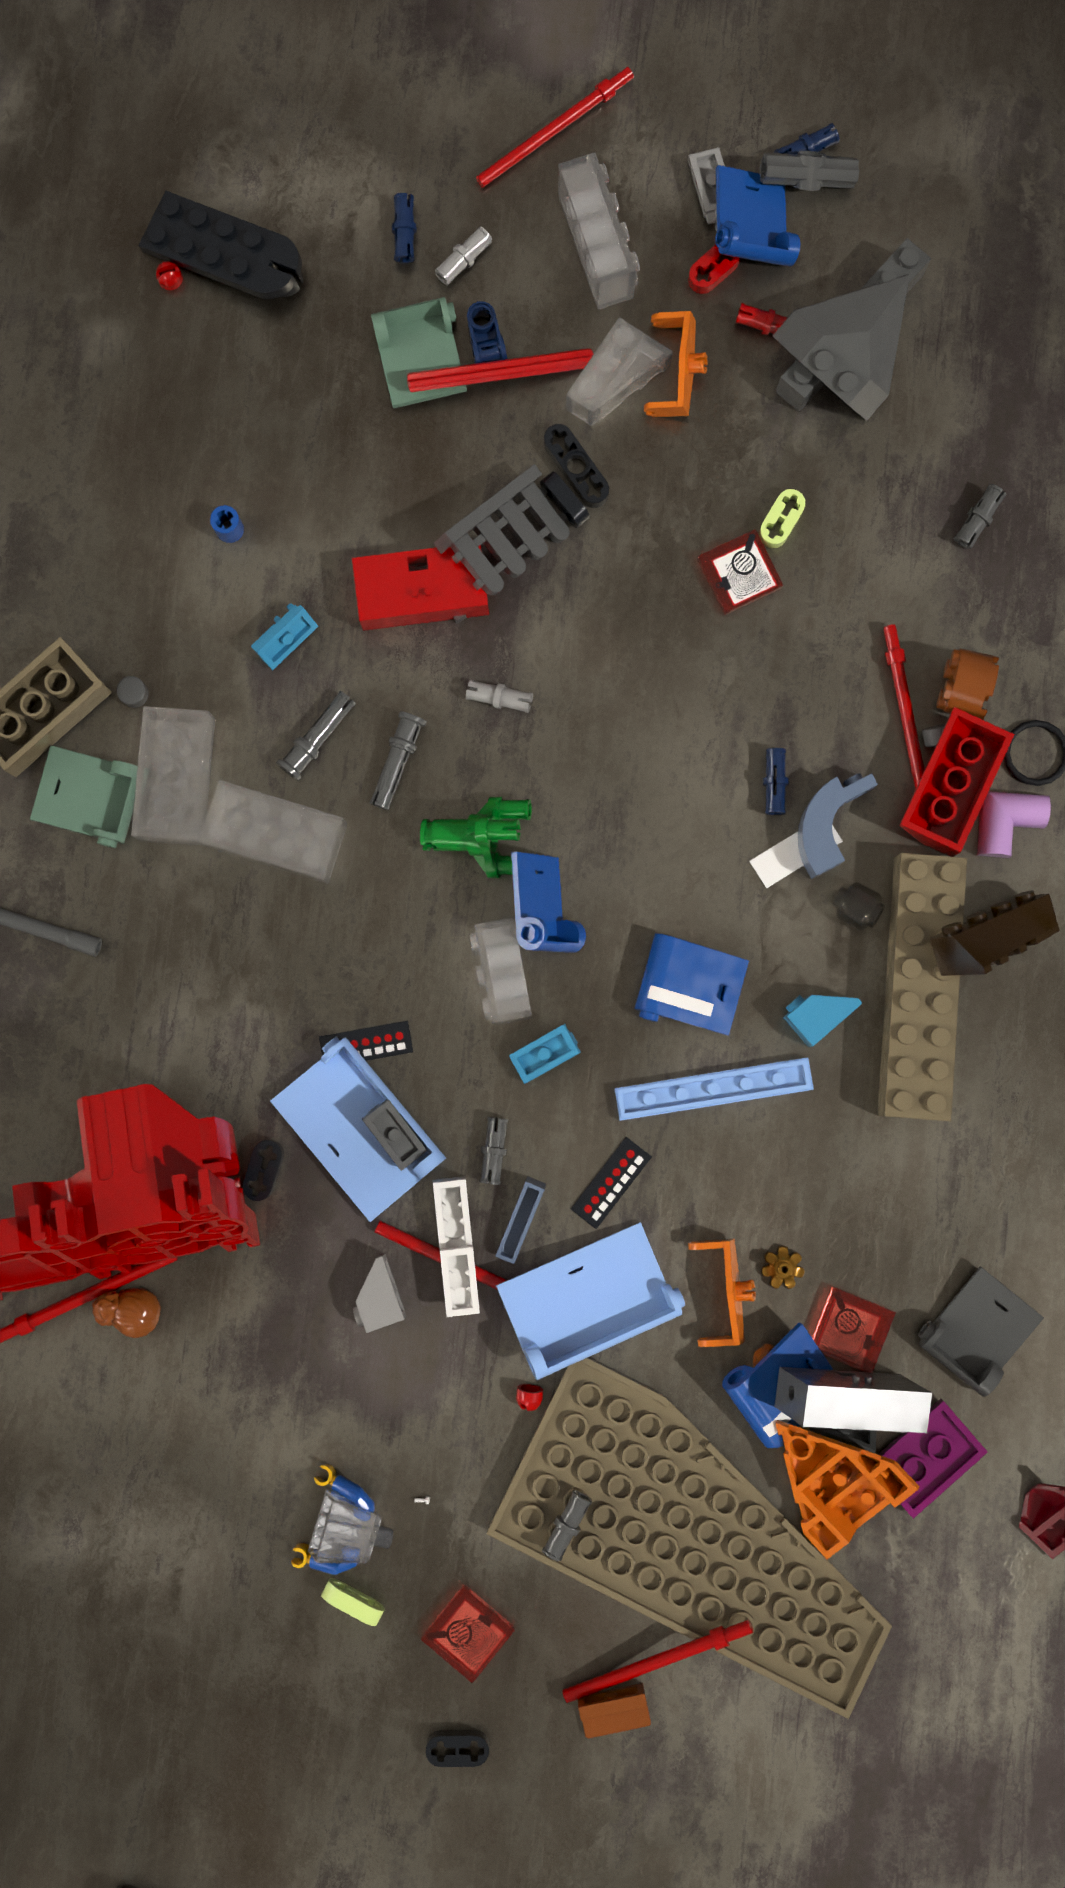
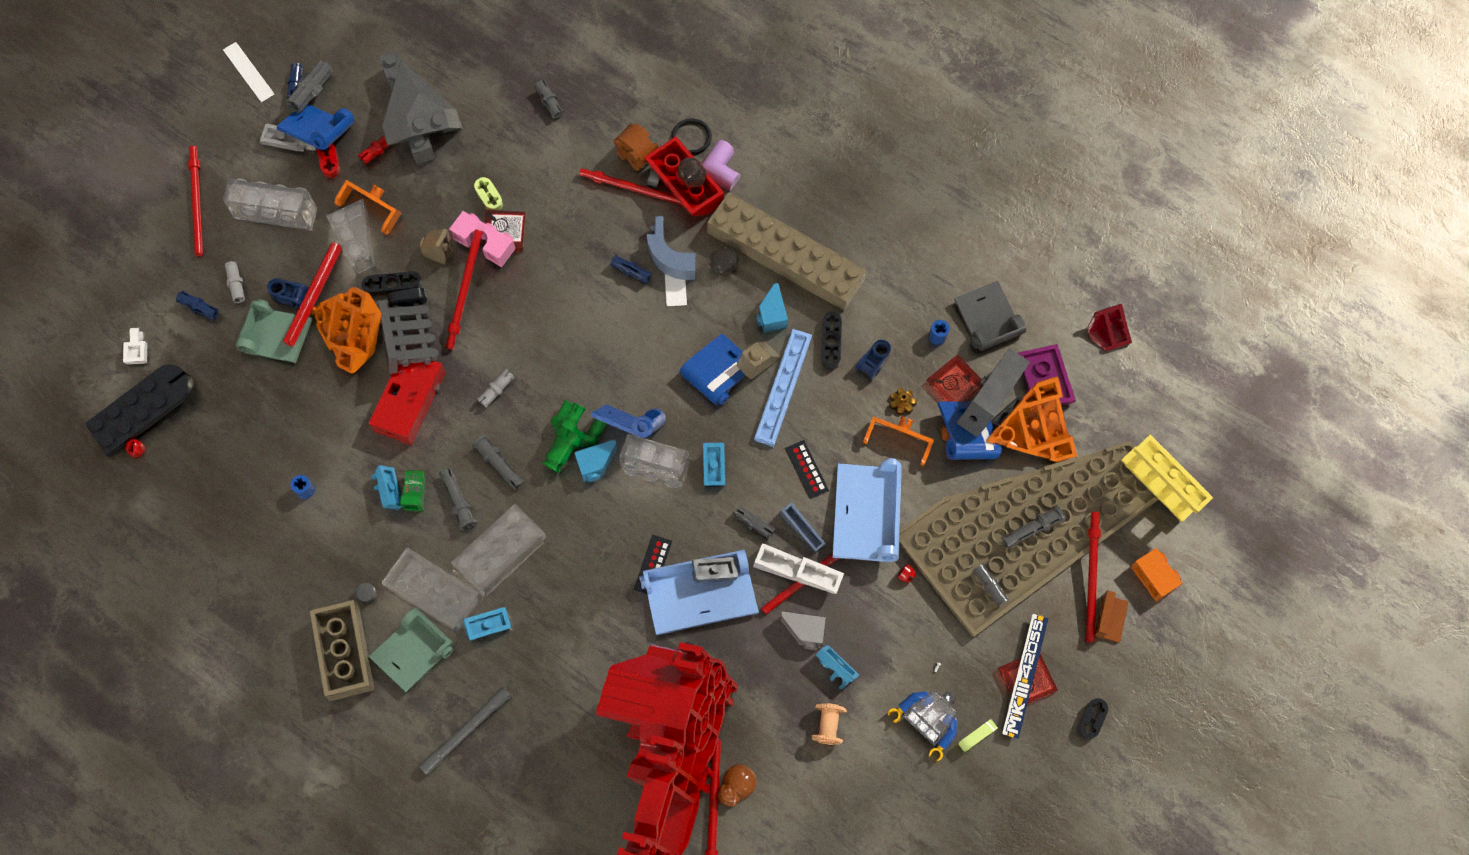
camera: 70 degrees left, 15 degrees down
(168, 872) = (487, 623): none -> dark azure plate
(265, 1394) = (829, 723): none -> light nougat hose
(298, 189) = (136, 350): none -> white plate
(299, 671) = (413, 491): none -> green leg
(351, 1366) = (842, 669): none -> dark azure plate
(465, 889) = (595, 460): none -> dark azure slope
(469, 1629) = (1025, 676): none -> sticker
(474, 451) = (349, 327): none -> orange wedge
(555, 589) = (454, 327): none -> red bar
(661, 494) = (437, 245): none -> dark tan slope
(695, 1556) = (1041, 523): none -> dark grey pin
(707, 522) = (498, 245): none -> bright pink arch
(709, 1751) = (1156, 574): none -> orange brick
(732, 1033) = (756, 359): none -> dark tan slope
(790, 72) = (248, 72): none -> white sticker
(819, 1198) = (872, 362): none -> dark blue piece
(846, 1118) = (826, 332): none -> black beam
(849, 1714) = (1166, 478): none -> light yellow fence
(919, 1280) = (939, 338): none -> blue gear
(963, 791) = (692, 172): none -> clear smoke head
(994, 935) = (777, 198): dark brown wedge -> none

